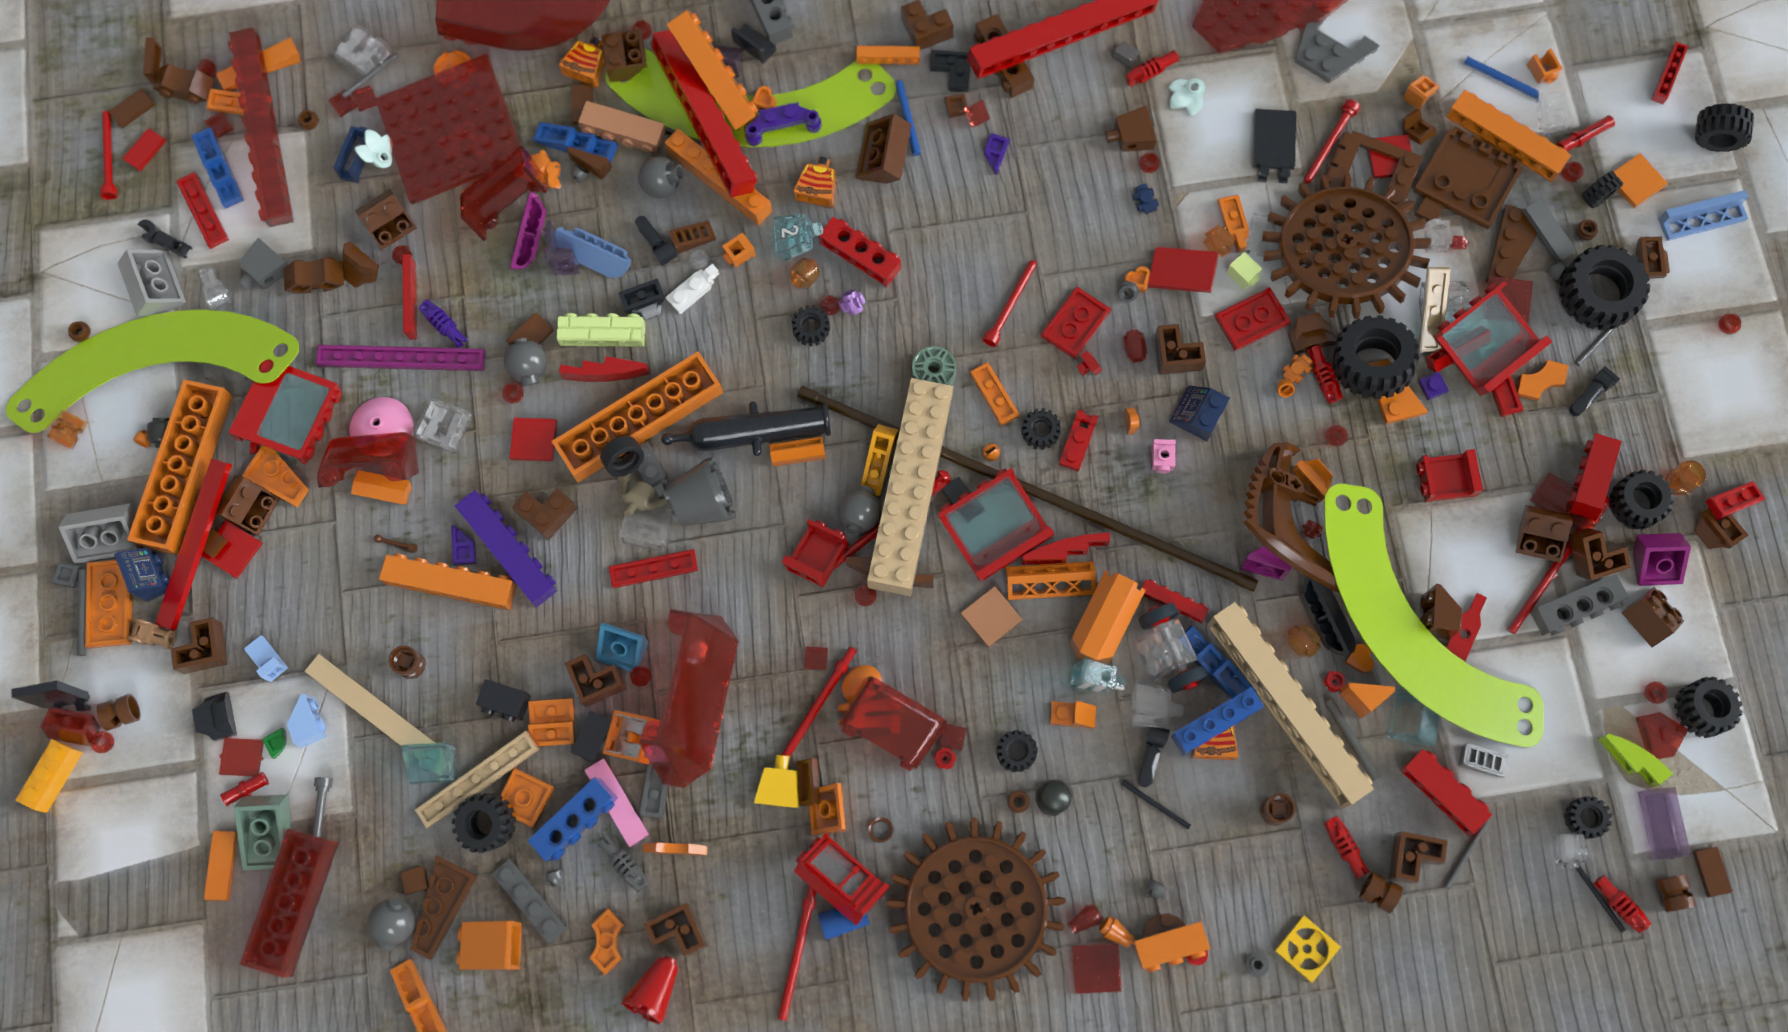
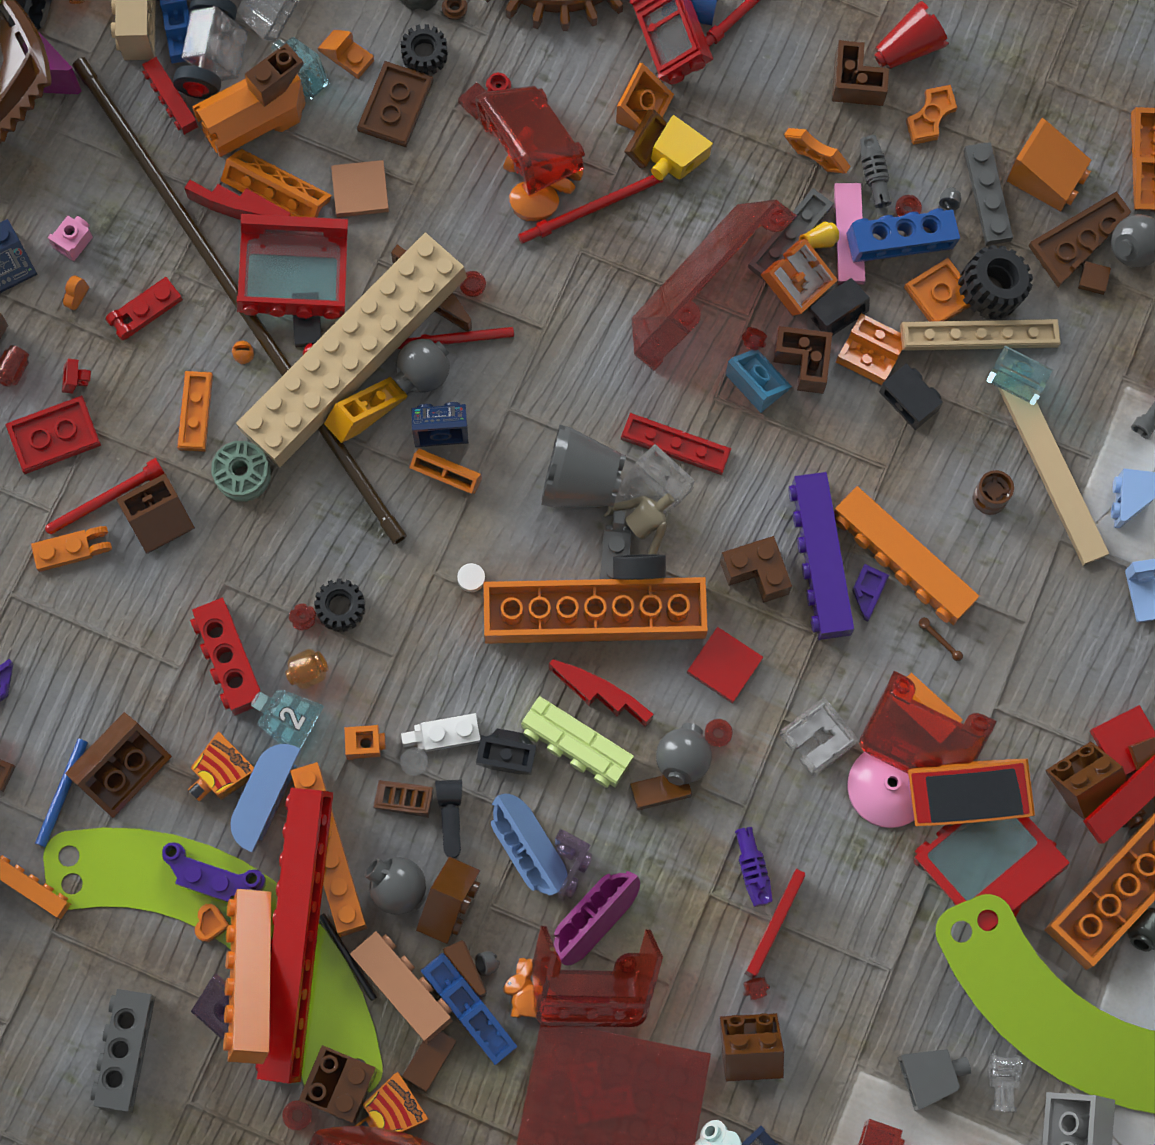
camera: 155 degrees left, 0 degrees up
(275, 476) = (1049, 801): orange wing -> none
(313, 433) = (971, 792): none -> black slope
(318, 274) = (875, 1021): reddish brown brick -> none
(357, 266) = (817, 1004): reddish brown slope -> none
(400, 357) = (825, 858): magenta tile -> none
(577, 847) = (907, 200): none -> clear red plate
(622, 185) = (449, 899): none -> reddish brown brick
(634, 782) = (822, 236): none -> yellow cone
(737, 395) = (471, 577): none -> white tile
(753, 43) = (173, 1008): black panel -> none
(753, 428) = (476, 520): black piece -> none
(779, 180) = (263, 795): none -> medium blue brick
(816, 658) = (563, 253): clear red tile -> none
(817, 553) = (496, 350): red panel -> none
(821, 477) = (439, 424): none -> dark blue slope
(852, 302) = (277, 601): medium lavender gear -> none
(880, 819) = (603, 49): reddish brown piece -> none
(969, 308) = (155, 513): none -> reddish brown slope
(1010, 697) = (395, 104): none -> reddish brown tile
(1011, 258) = (69, 548): none -> orange hinge
(1041, 441) = (168, 327): black tyre -> none
(1096, 633) = (273, 74): none -> reddish brown slope

